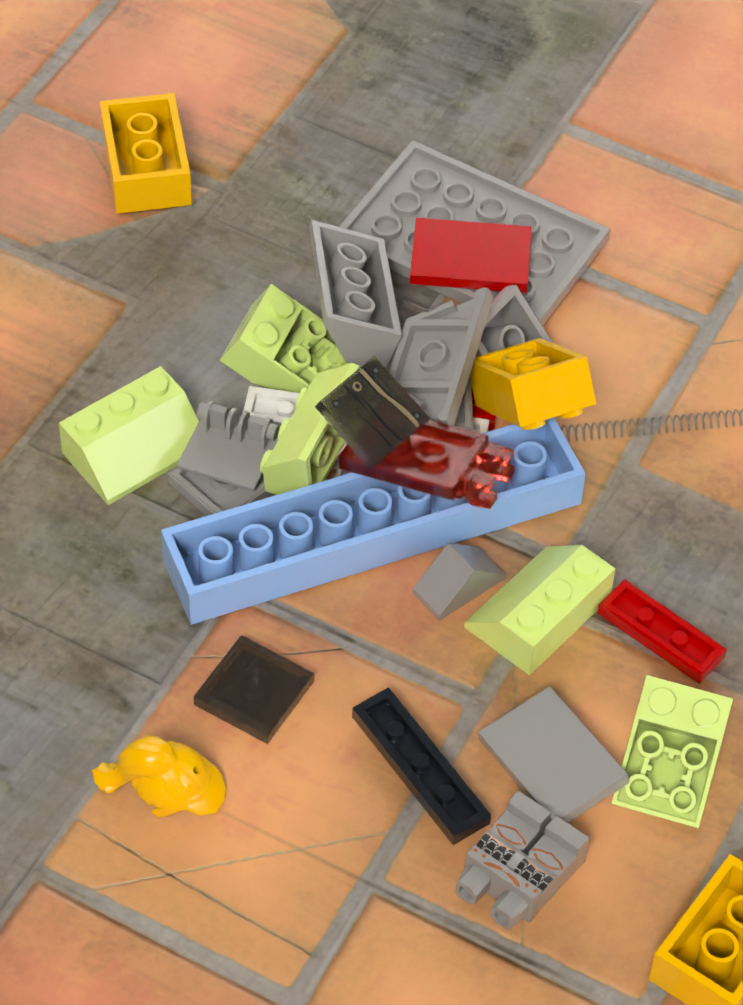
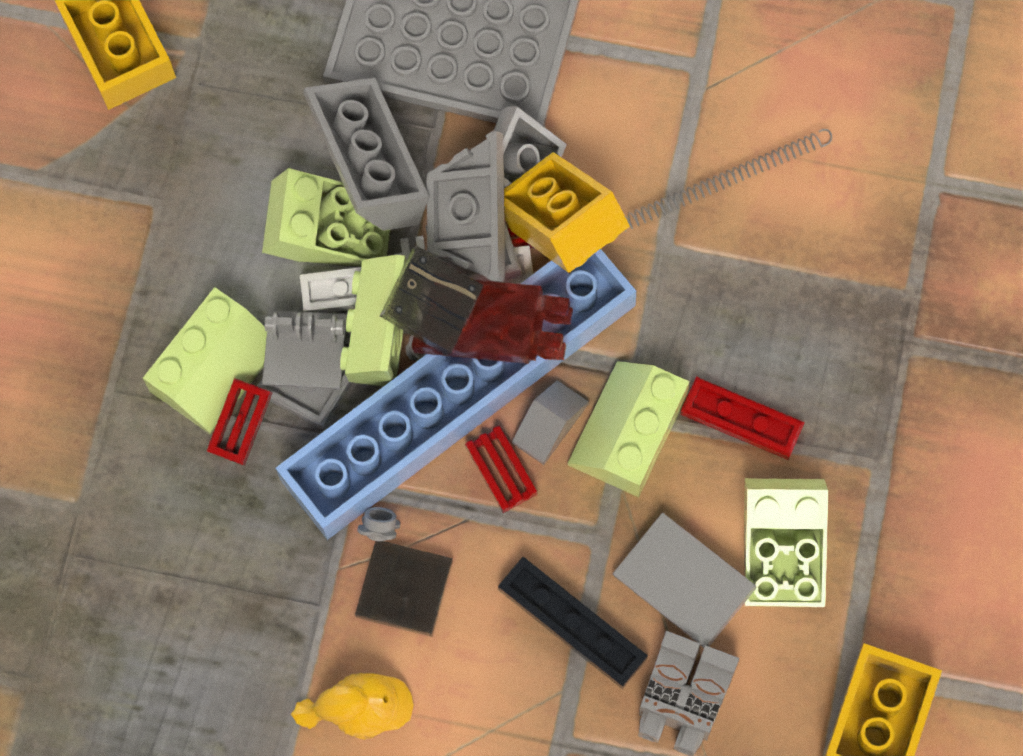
camera: 10 degrees left, 20 degrees up
(133, 526) = (254, 425): none -> red tile
(249, 621) = (379, 524): none -> light grey plate
(387, 582) = (485, 441): none -> red tile
(470, 254) = (460, 67): tile -> none

